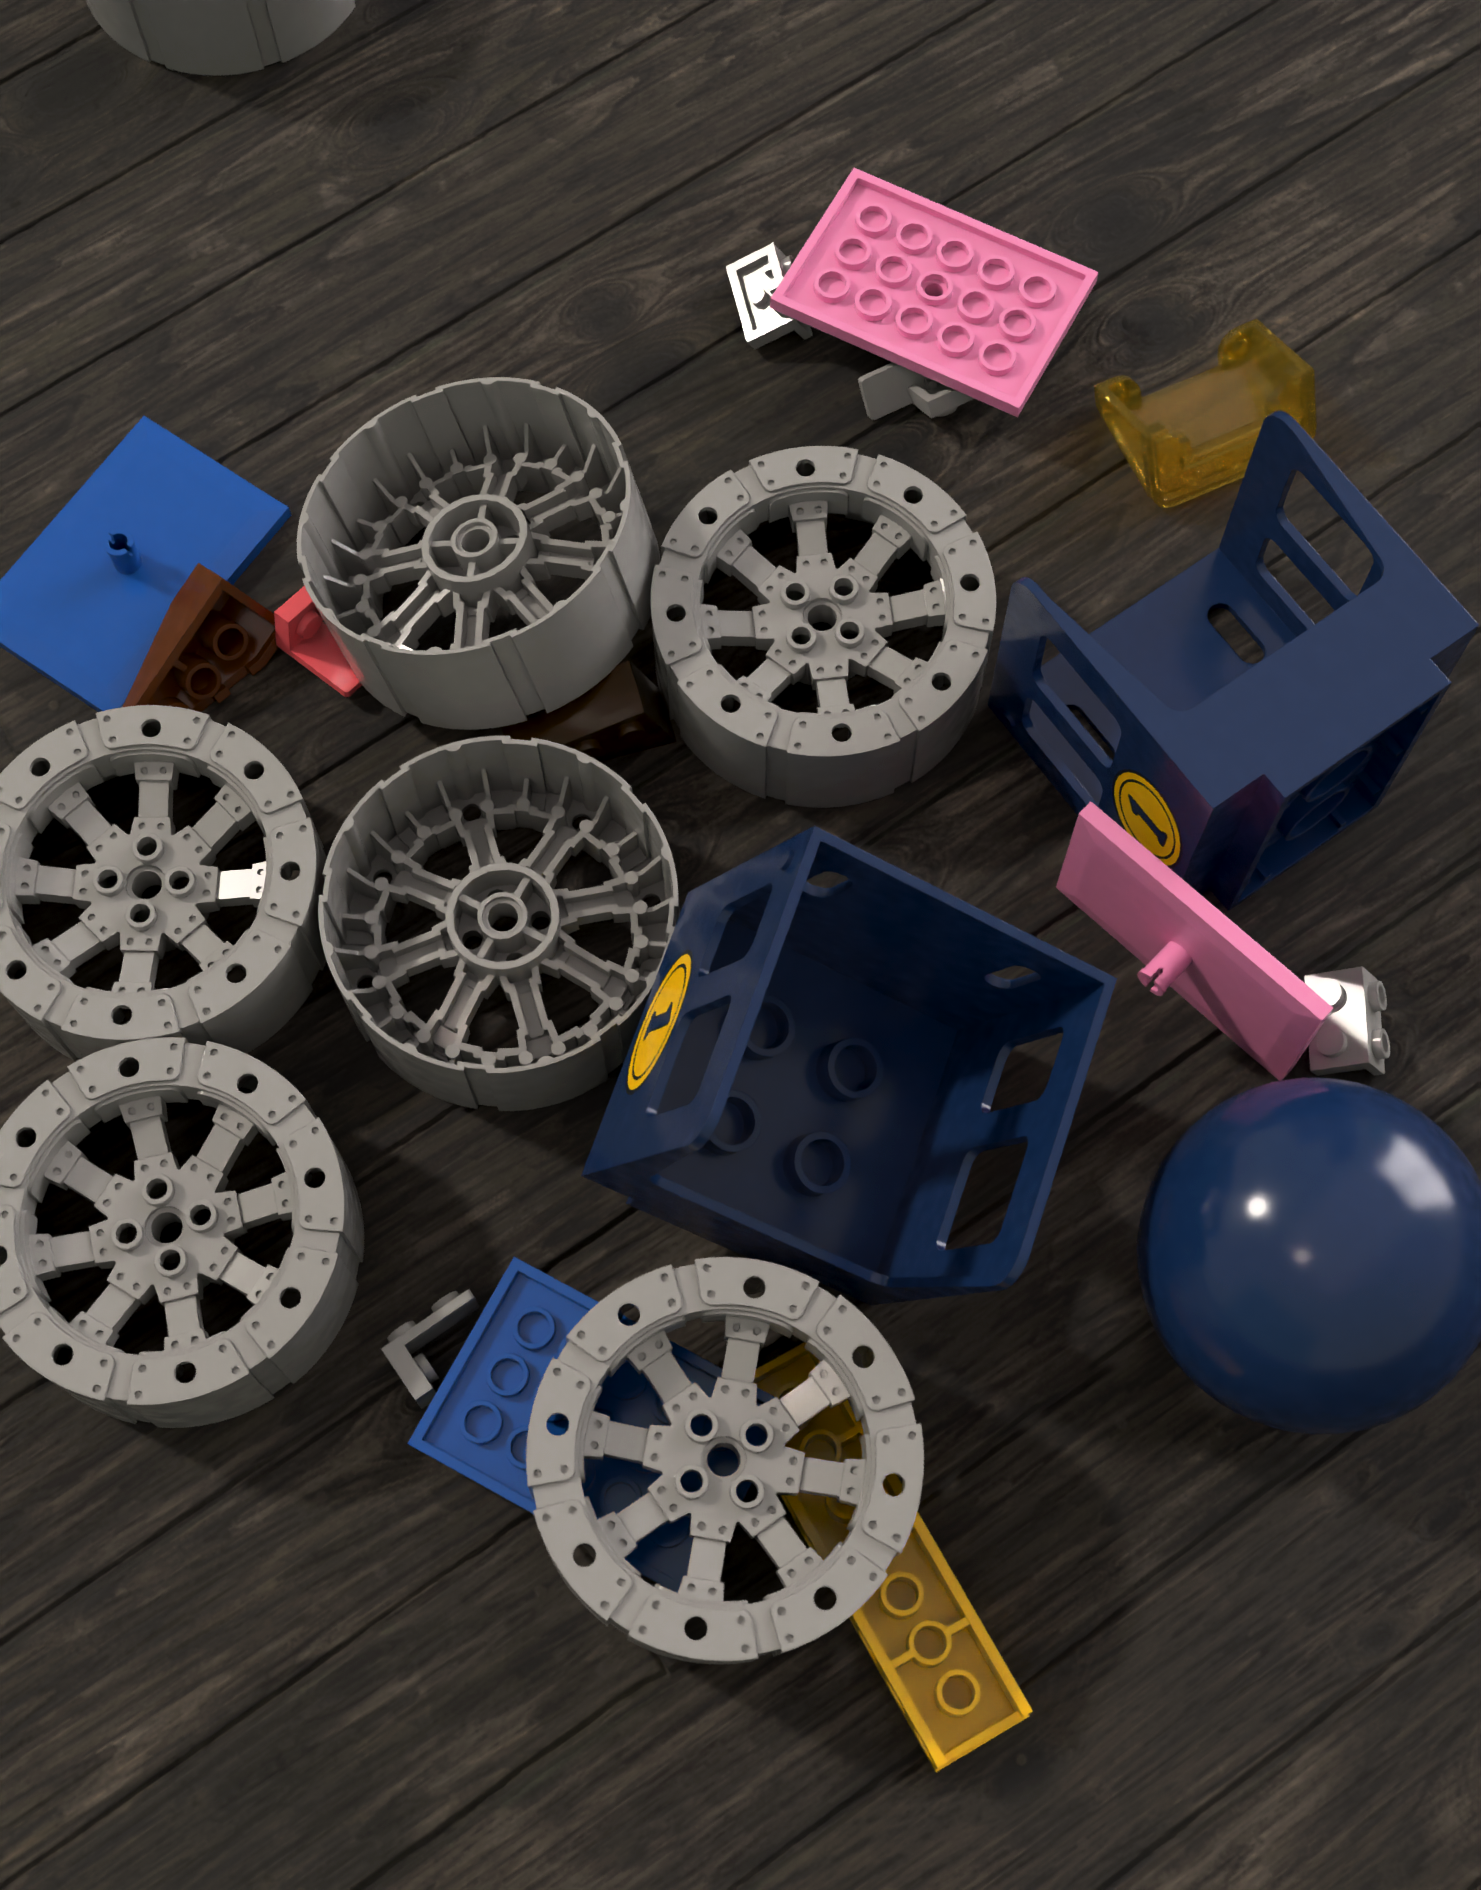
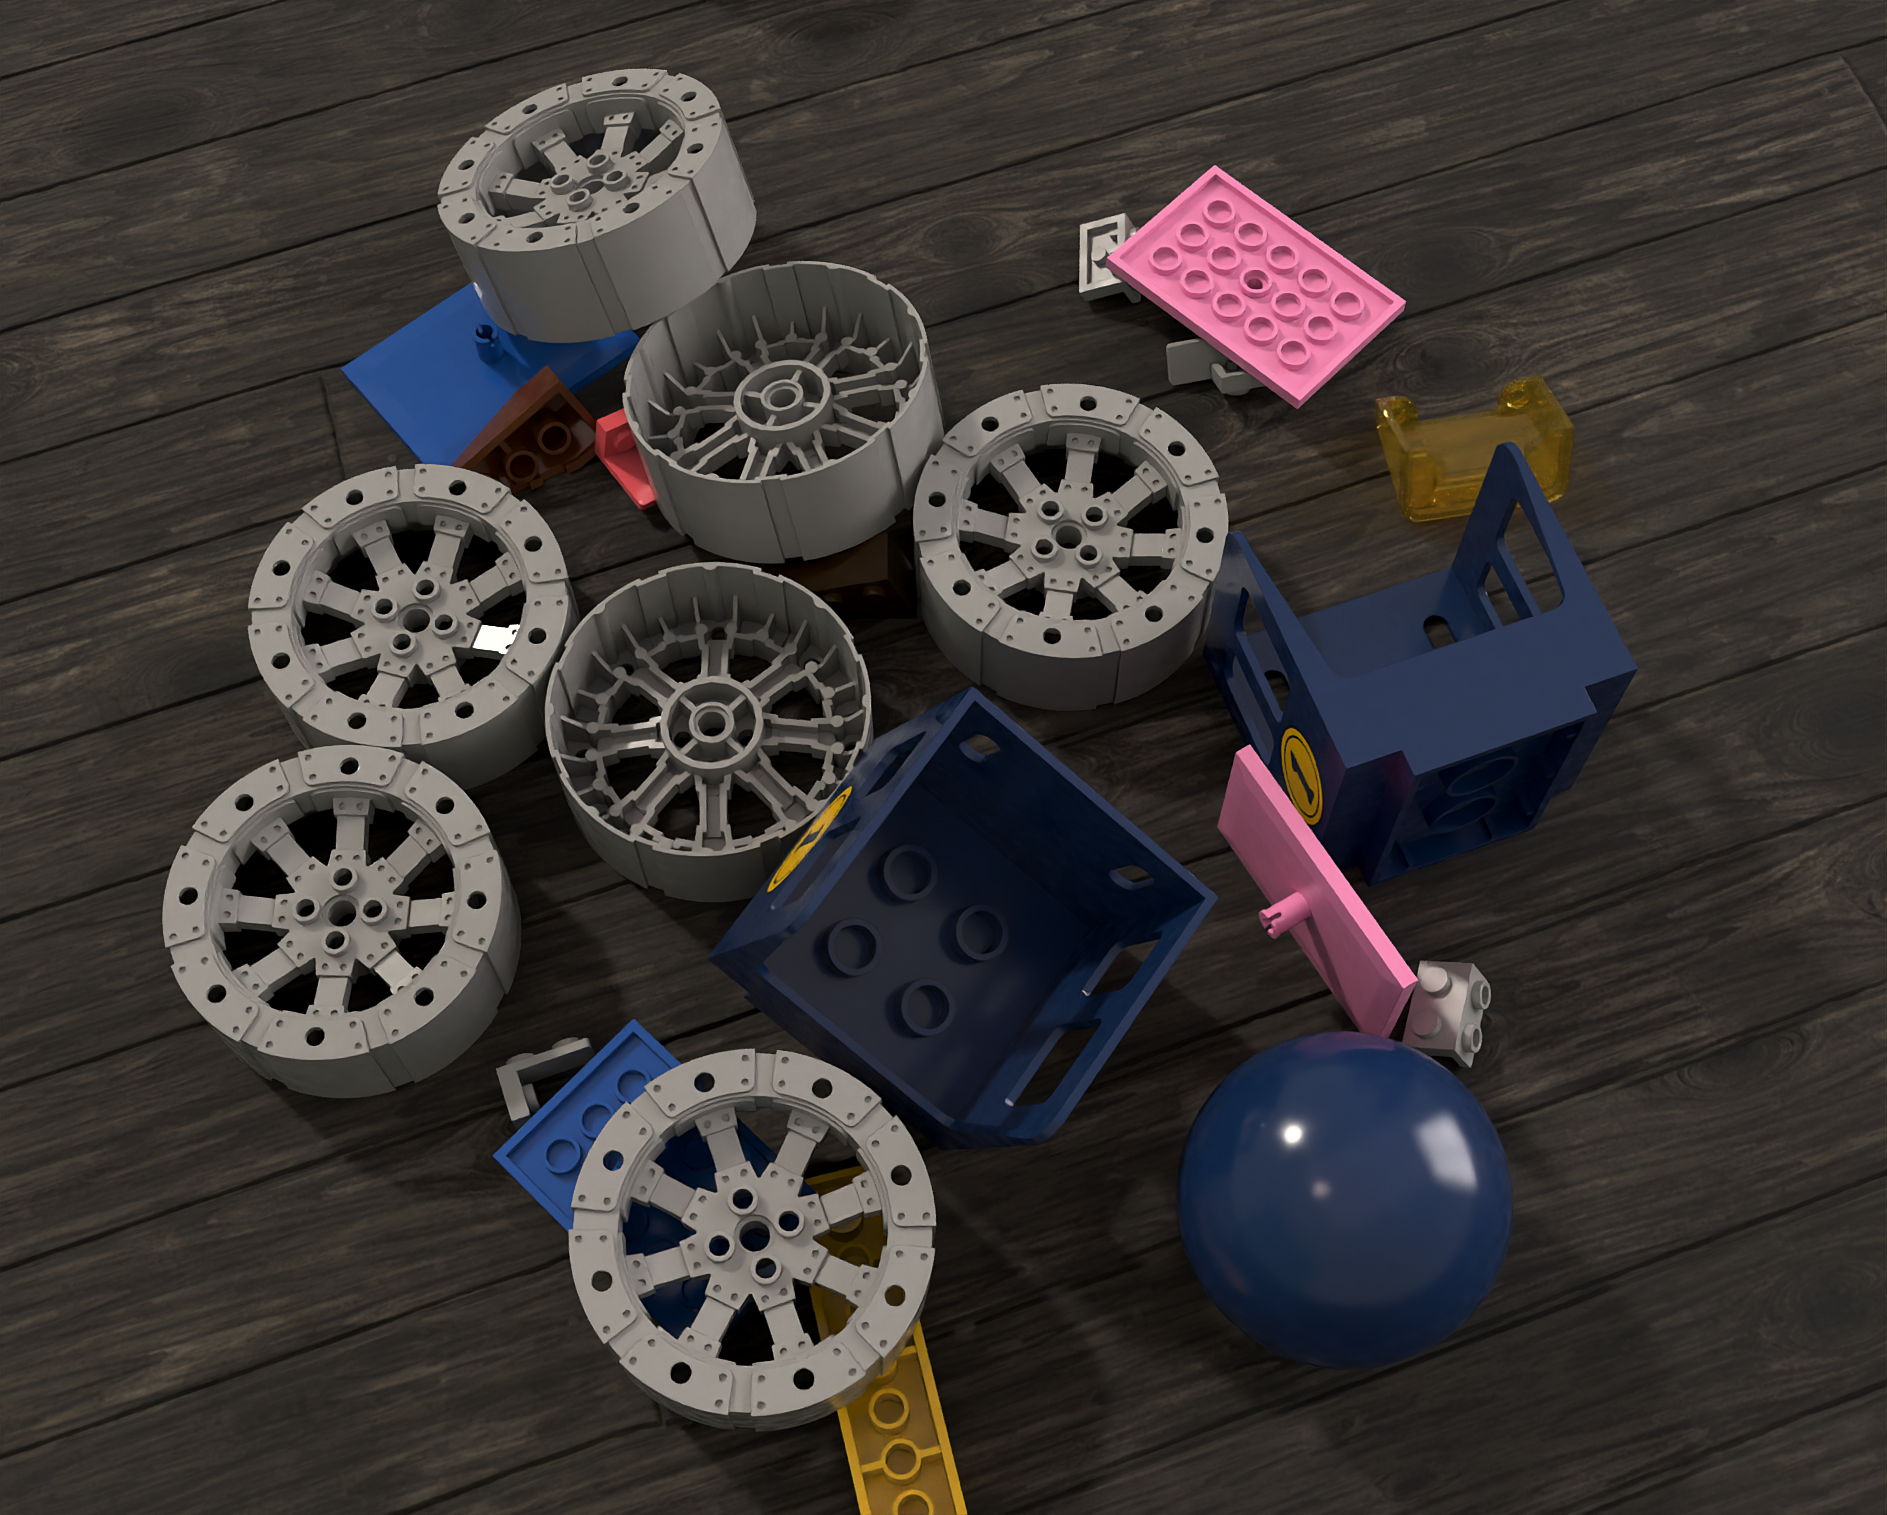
camera: 15 degrees right, 5 degrees down
(227, 405) = (577, 220): none -> light grey wheel

